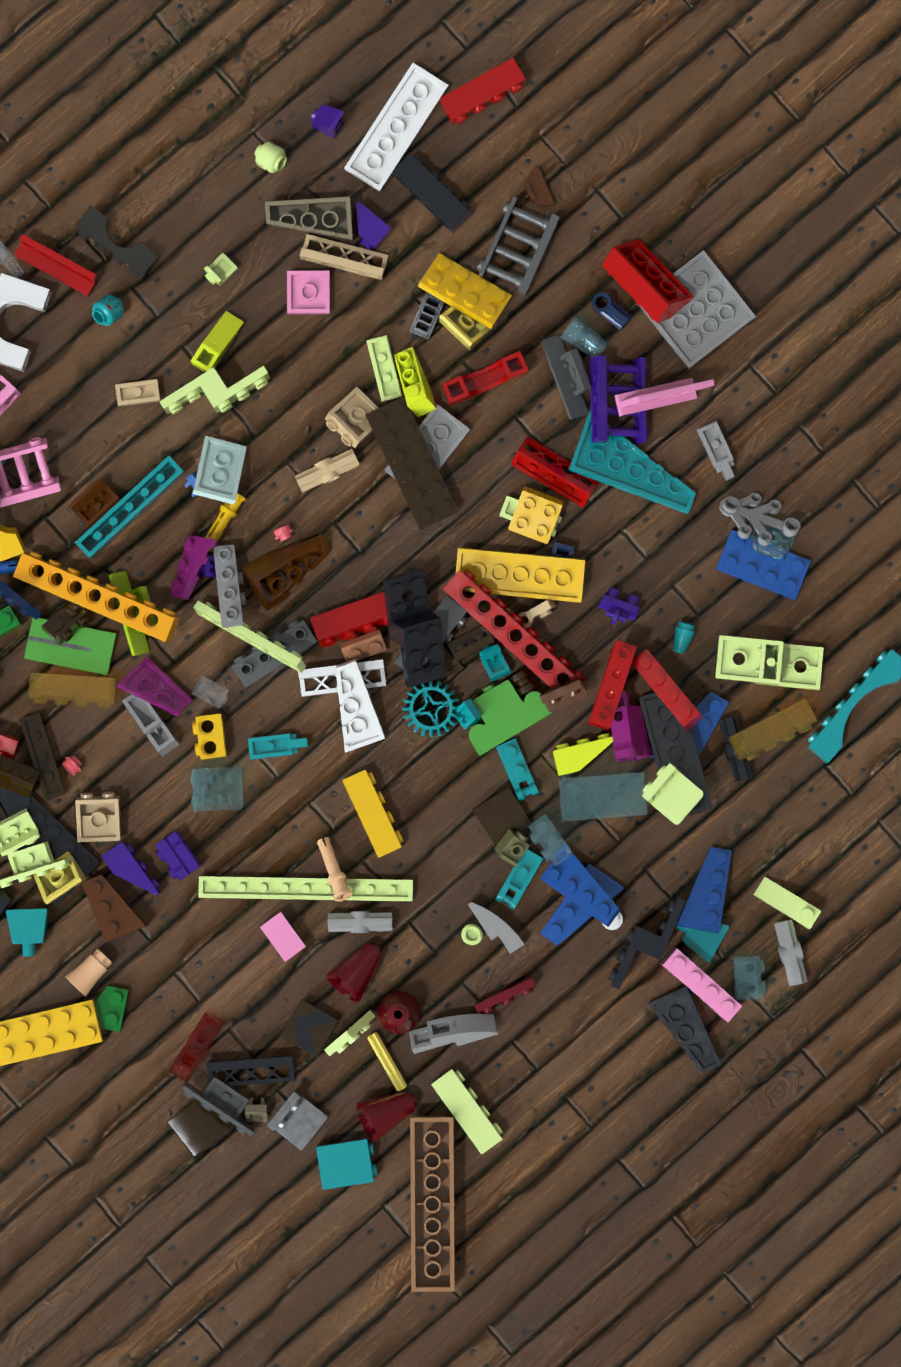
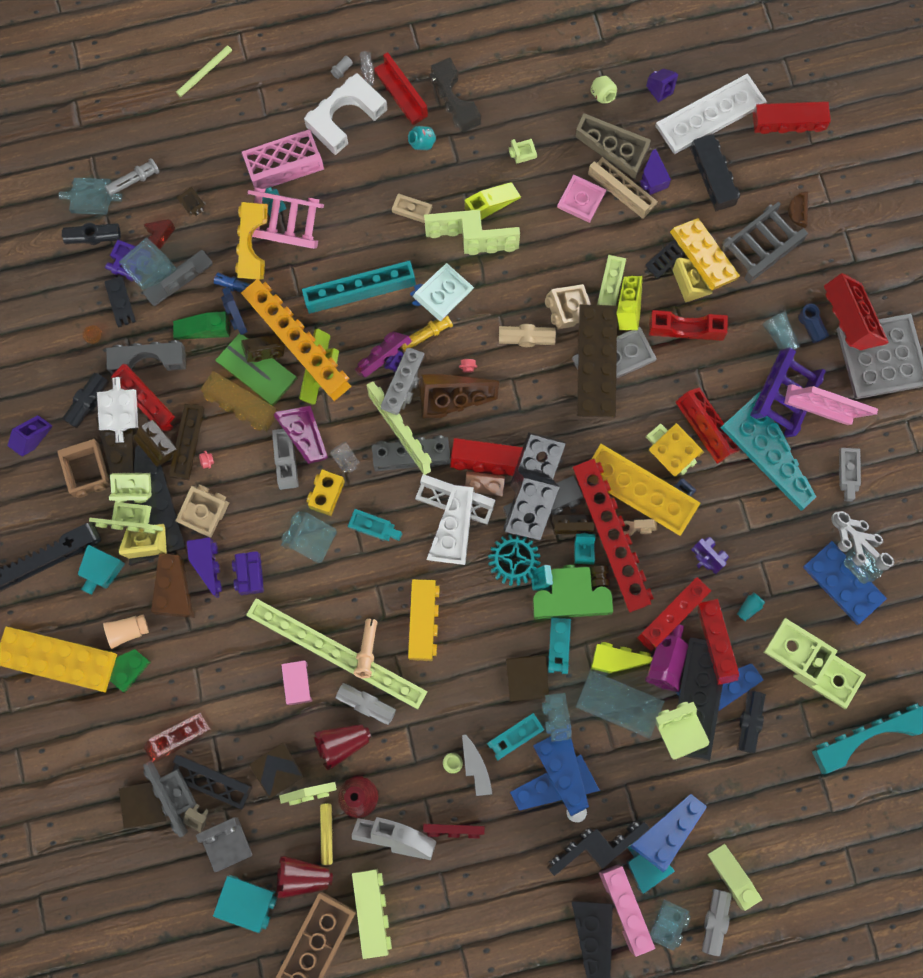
camera: 30 degrees right, 10 degrees down
(94, 502) = (333, 268): reddish brown bracket -> none
(512, 846) = (521, 701): olive brick -> none
(564, 694) = (630, 601): reddish brown bracket -> none
(568, 375) = (756, 356): dark grey bracket -> none
(773, 729) = (791, 720): clear yellow brick -> none

